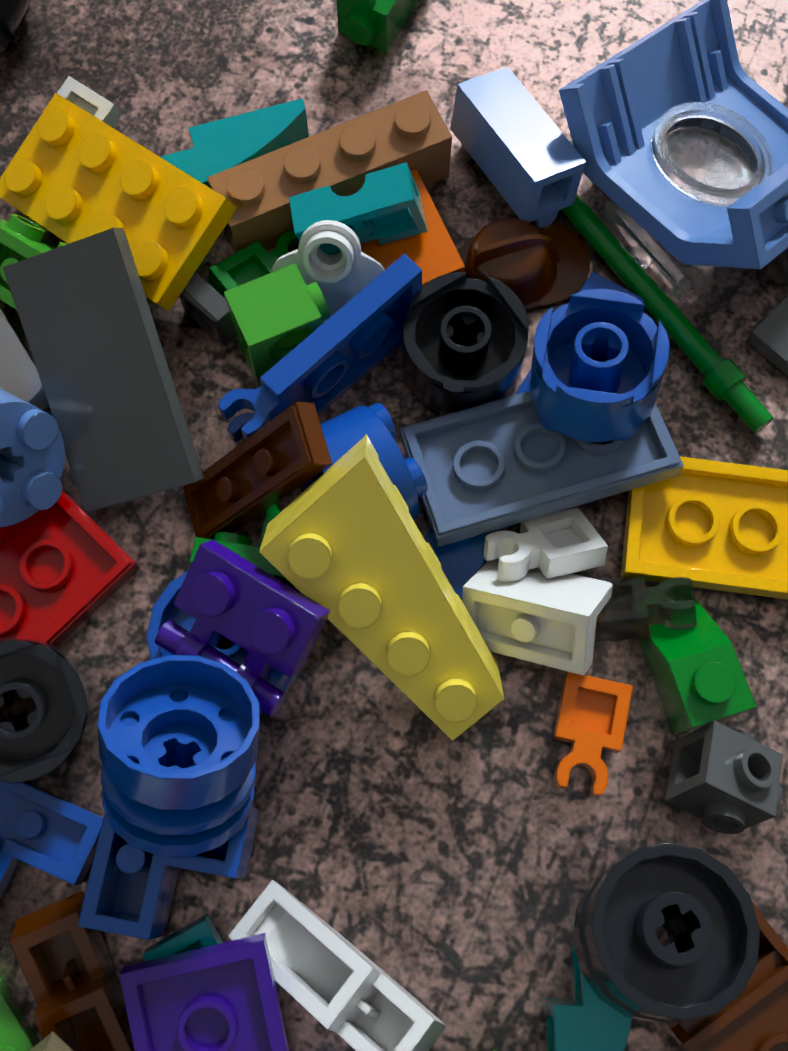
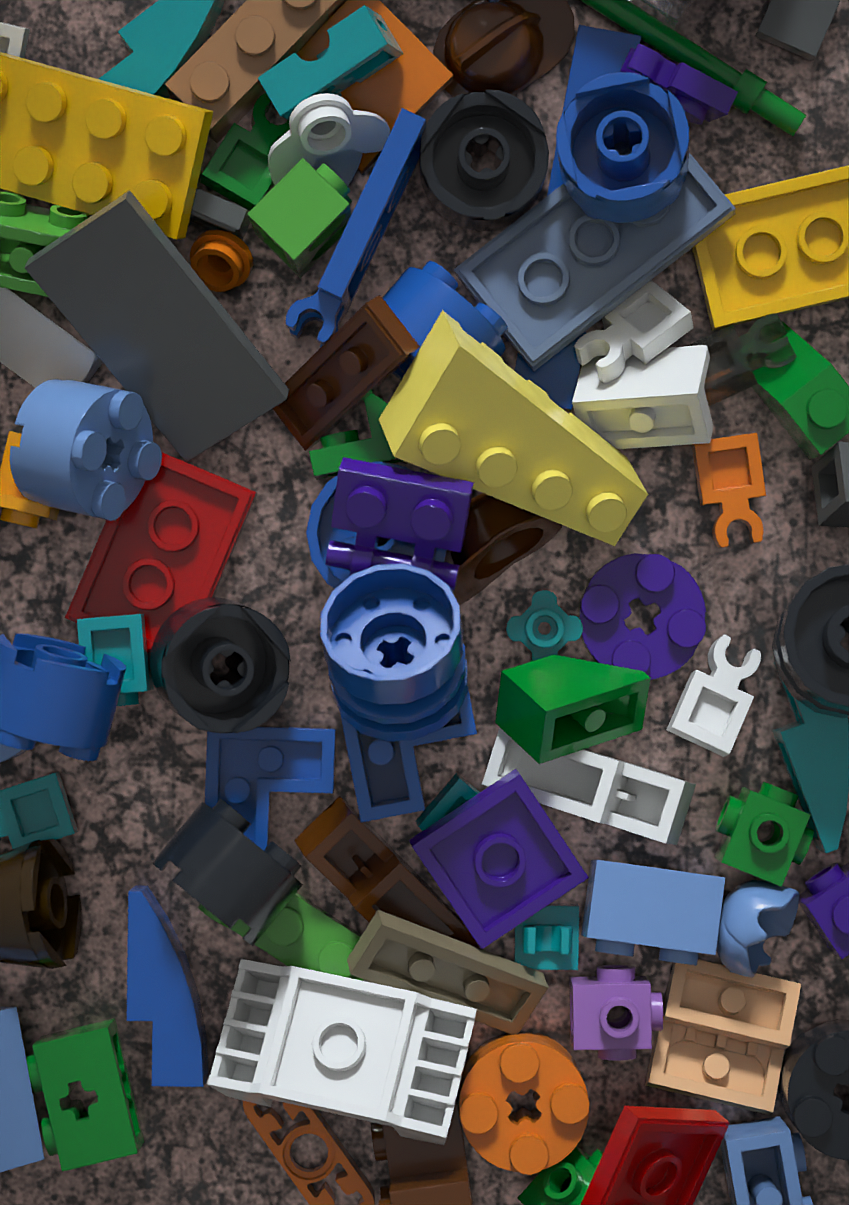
camera: 20 degrees left, 15 degrees up
(195, 349) = (221, 260): none -> orange plate
(330, 694) = (494, 541): none -> reddish brown piece
(346, 888) = (569, 705): none -> green slope
(348, 818) = (544, 609): none -> teal plate
(487, 850) = (652, 580): none -> dark purple plate
(492, 946) = (712, 704): none -> white plate
(687, 361) = (697, 93): none -> dark purple plate

